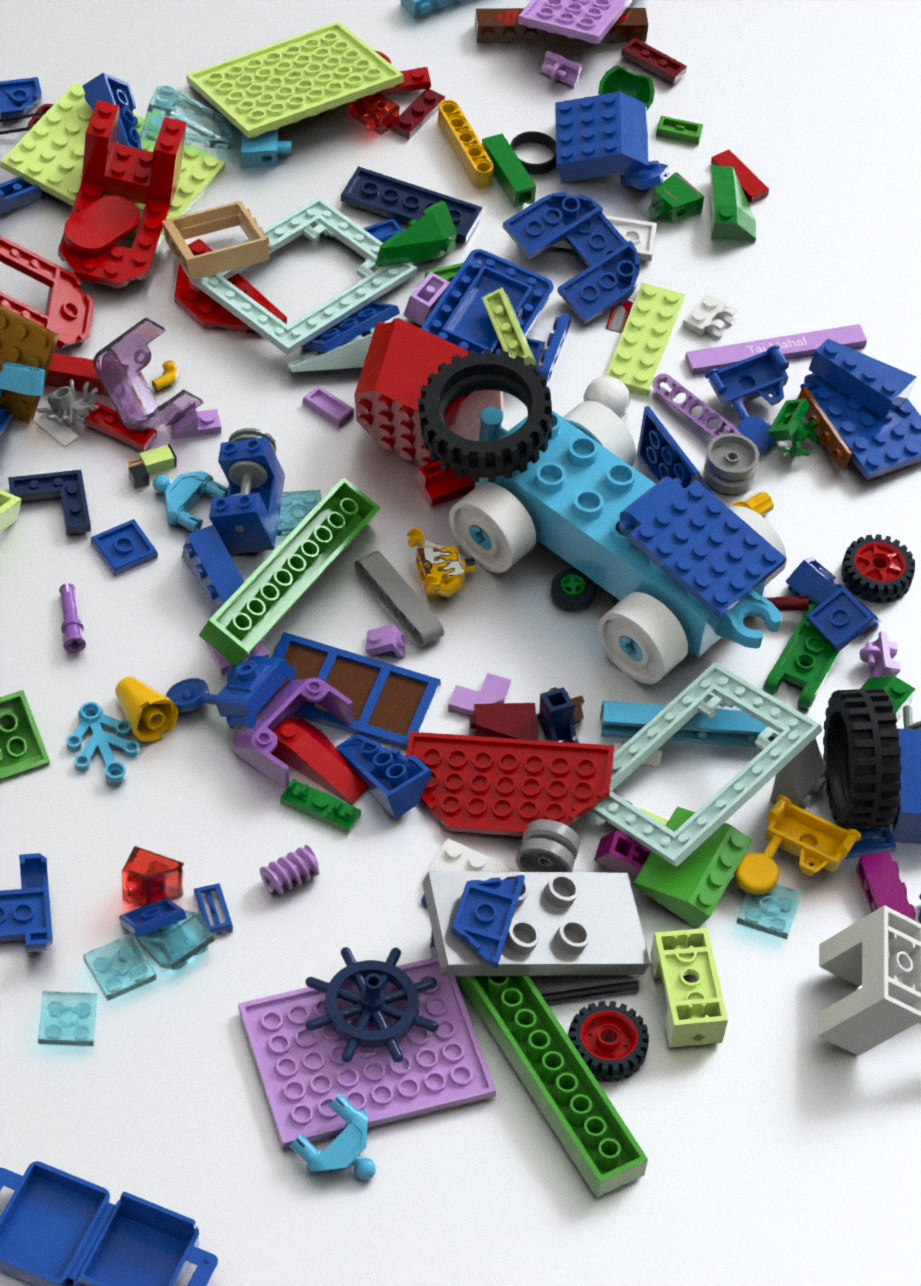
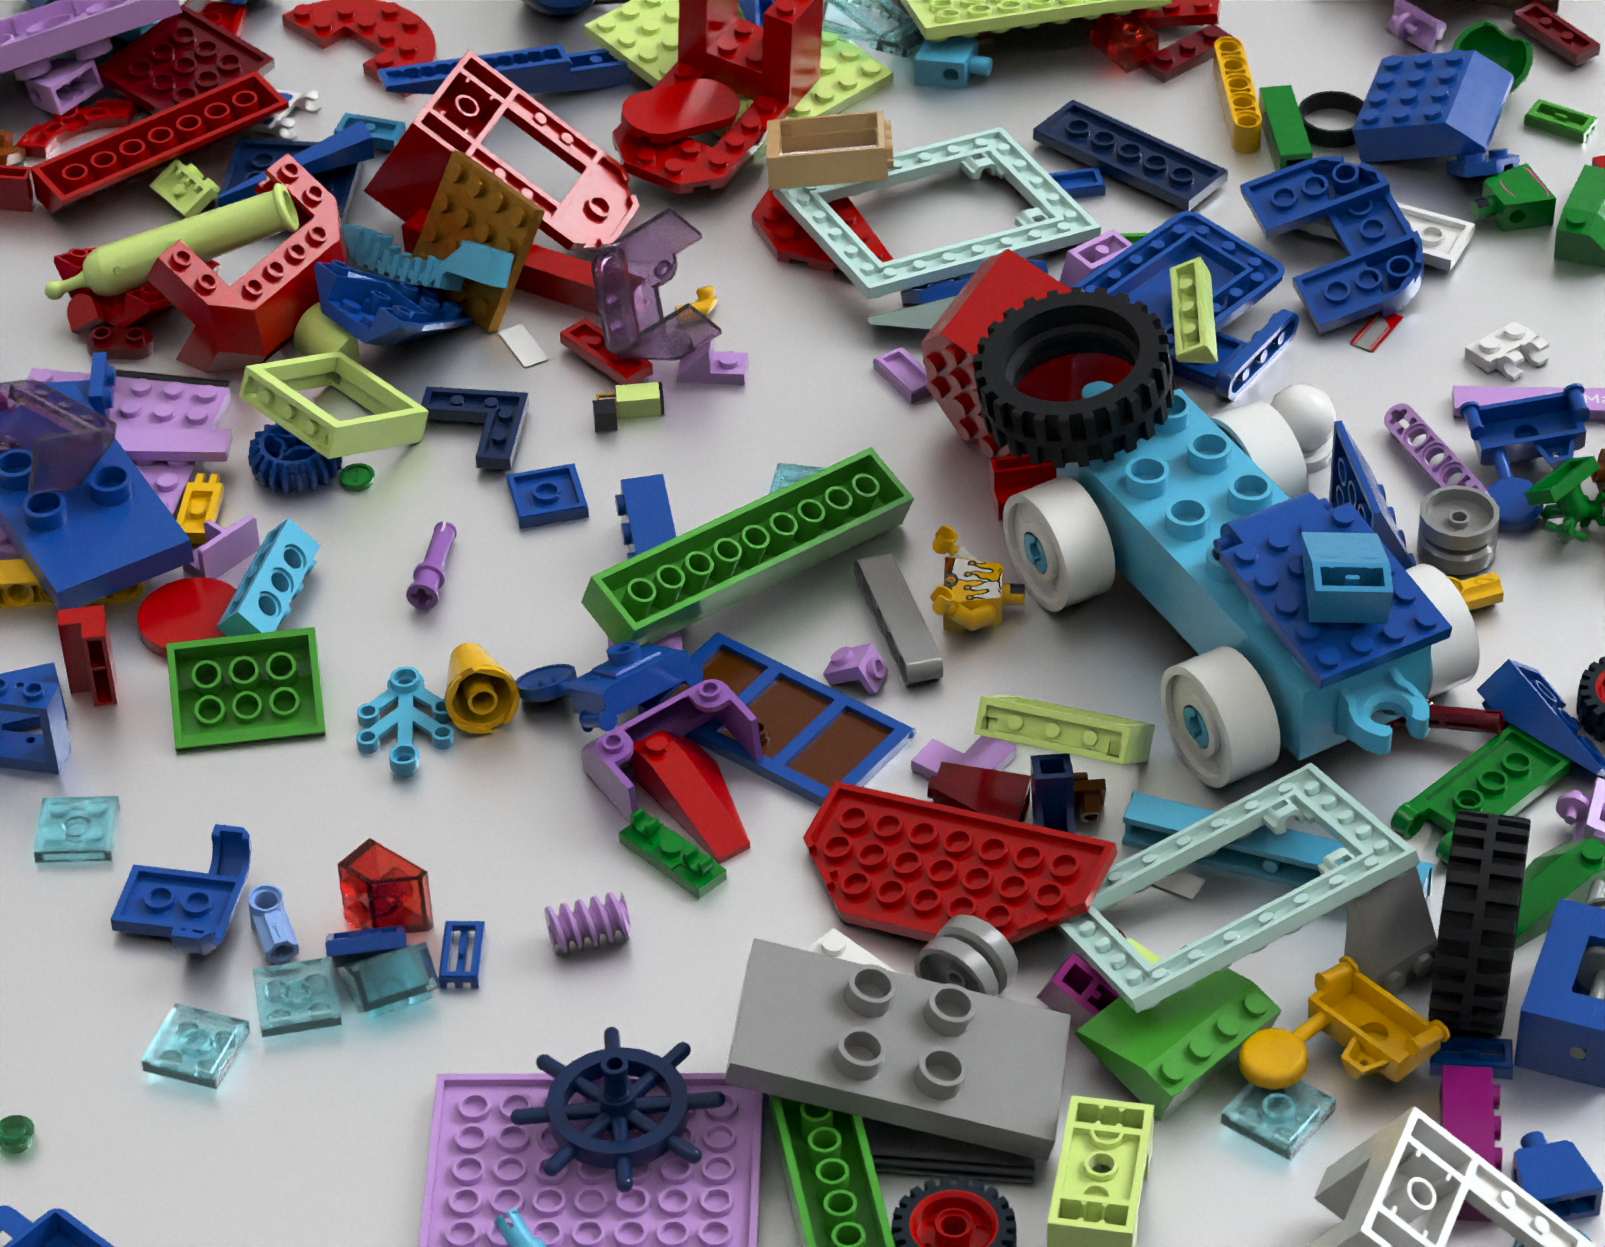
camera: 25 degrees right, 10 degrees down
(66, 401) = (542, 310): light grey animal -> none
(82, 918) = (272, 924): none -> light blue piece
(184, 493) = (660, 441): medium azure connector -> none
(251, 510) = (751, 449): blue piece -> none
(389, 776) = (780, 829): blue wedge -> none
(423, 239) = (1121, 190): green wedge -> none
(486, 915) = (813, 1008): blue wing -> none
(549, 666) = (1064, 729): none -> yellowish green window
(581, 587) = (1153, 649): black wheel -> none
(645, 337) = (1402, 361): yellowish green plate -> none
(718, 538) = (1346, 577): none -> dark azure slope
(840, 618) = (1540, 749): blue tile -> none

